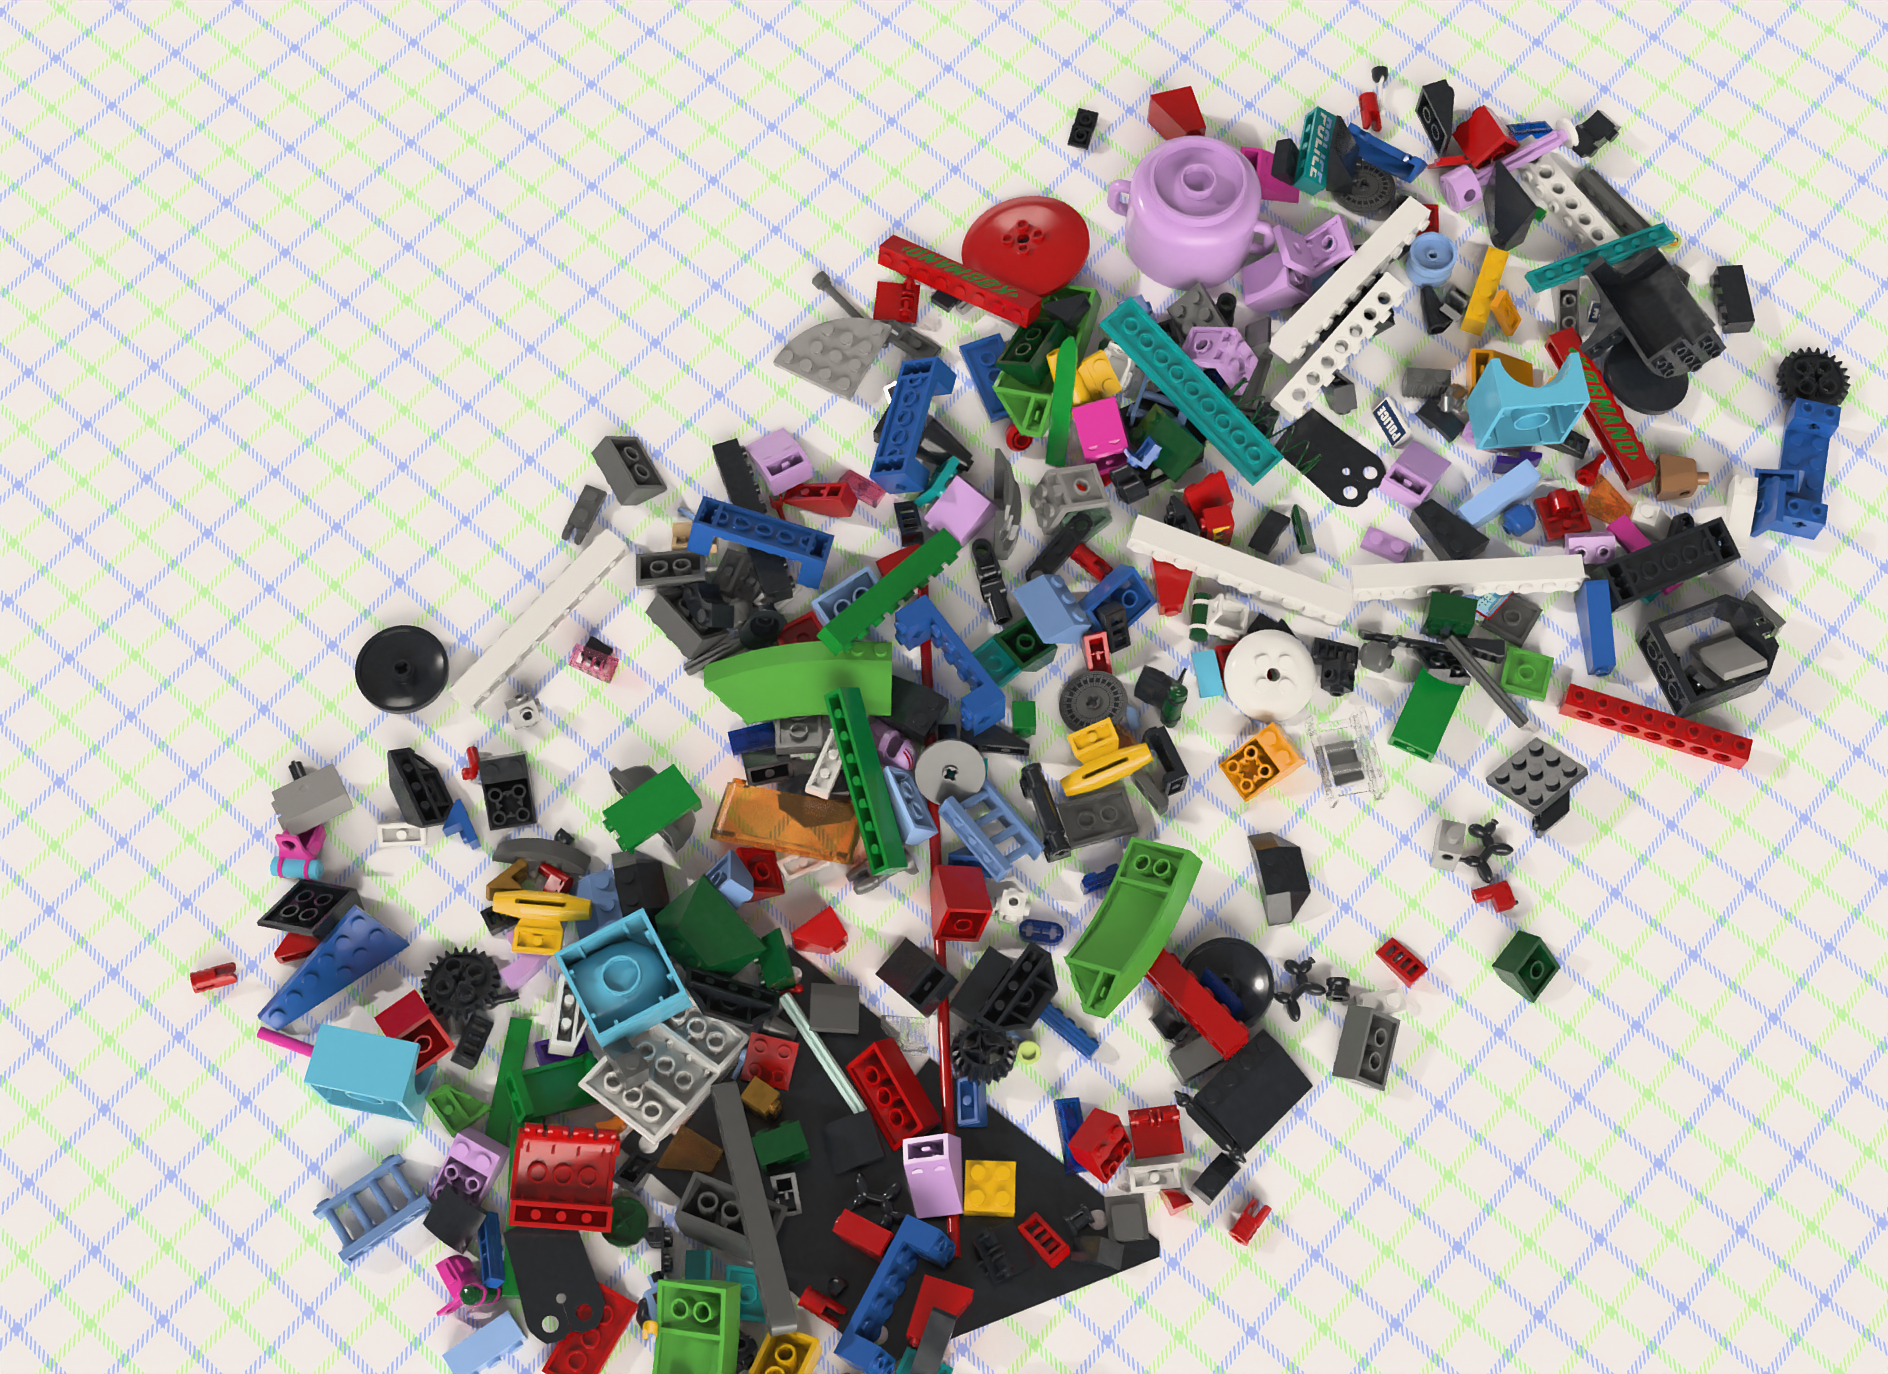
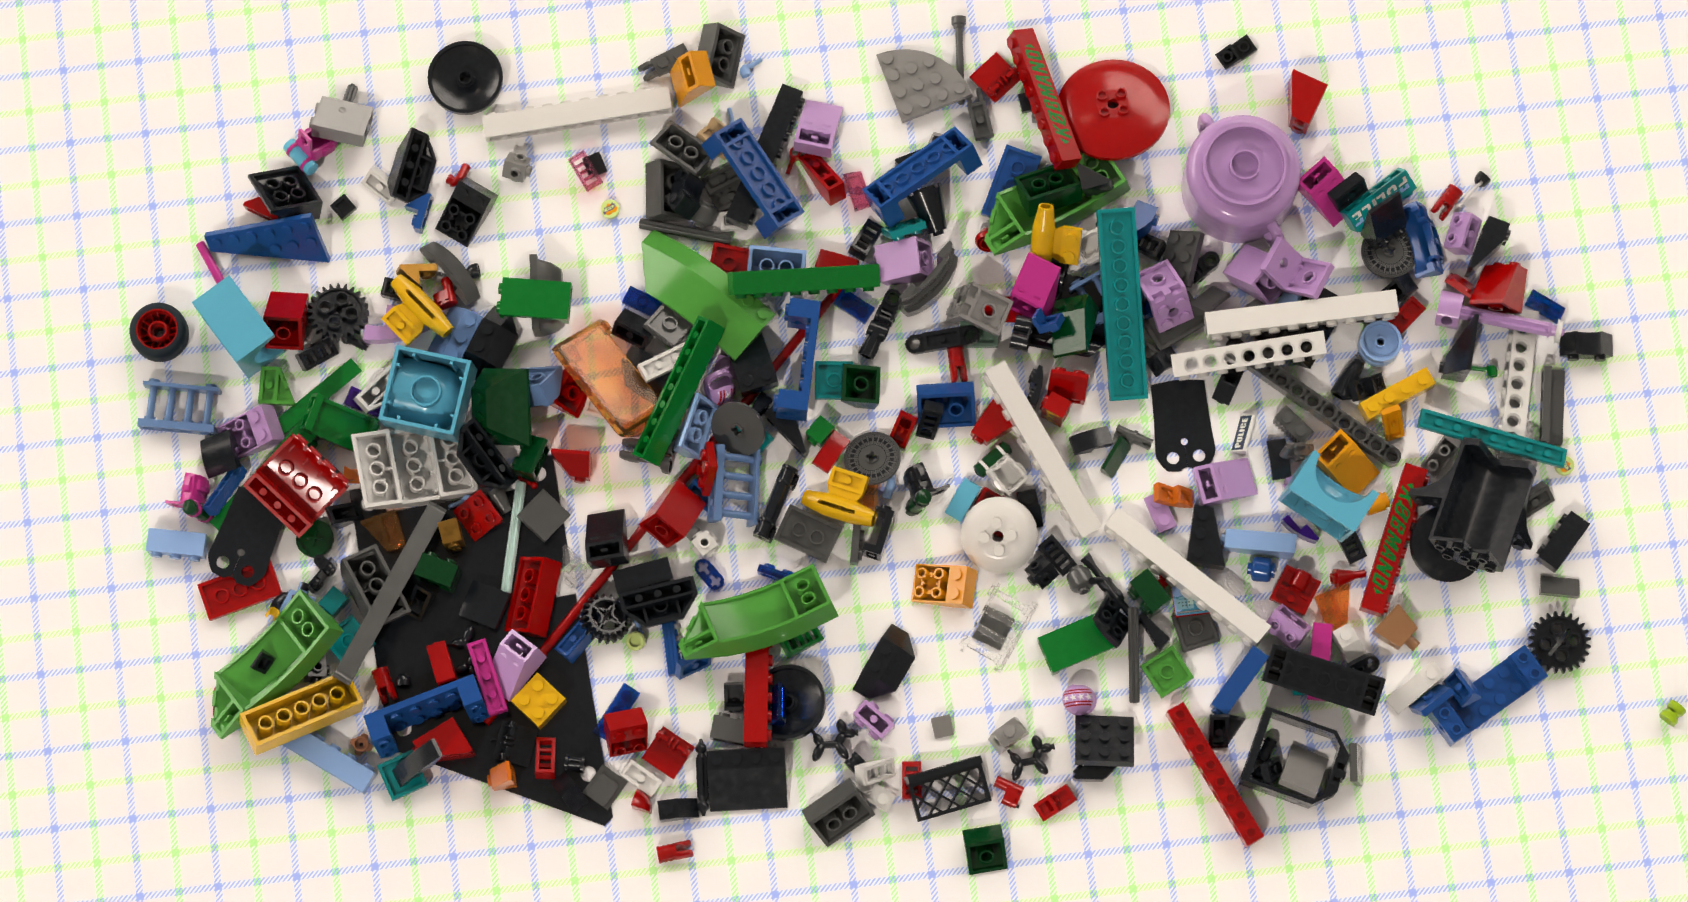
camera: 45 degrees right, 10 degrees up
(213, 977) = (199, 186): red hinge -> none
(273, 1140) = (149, 322): none -> wheel
(380, 881) = (343, 207): none -> black plate
(622, 501) = (691, 76): none -> light orange slope
(627, 1063) = (388, 445): dark grey arch -> none
(646, 680) = (610, 209): none -> yellowish green tile
(665, 465) = (745, 69): none -> light blue hand
(762, 627) = (707, 235): black piece -> none
(920, 1206) = (487, 677): none -> dark pink tile
(952, 586) = (854, 306): none -> clear blue plate
(955, 831) = (707, 468): none -> red plate
(1023, 1292) = (502, 777): none -> orange slope
(1050, 729) = (831, 451): none -> red slope
(1052, 610) = (897, 376): medium blue slope -> none
(1062, 403) = (1026, 243): green piece -> none
(1099, 1028) = (687, 667): none -> blue slope
(1180, 935) = (804, 646): none -> green slope
(1302, 499) = (1133, 437): none -> dark grey pin
(1311, 463) = (1163, 417): dark green piece -> none
(1318, 934) = (870, 717): none -> lavender brick
(1361, 983) = (863, 771): none -> white slope
(1380, 889) = (942, 726): none -> light grey slope
(1384, 521) = (1173, 496): none -> orange slope
(1408, 124) = (1461, 235): none -> lavender brick
(1422, 931) = (942, 772): none -> black fence
(1432, 346) = (1322, 404): none -> dark grey beam
(1477, 760) = (1079, 699): none -> lavender helmet
(1543, 870) = (1055, 802): none -> red slope
(1619, 682) = (1223, 729): none -> black slope
(1766, 338) = (1559, 587): none -> dark grey slope

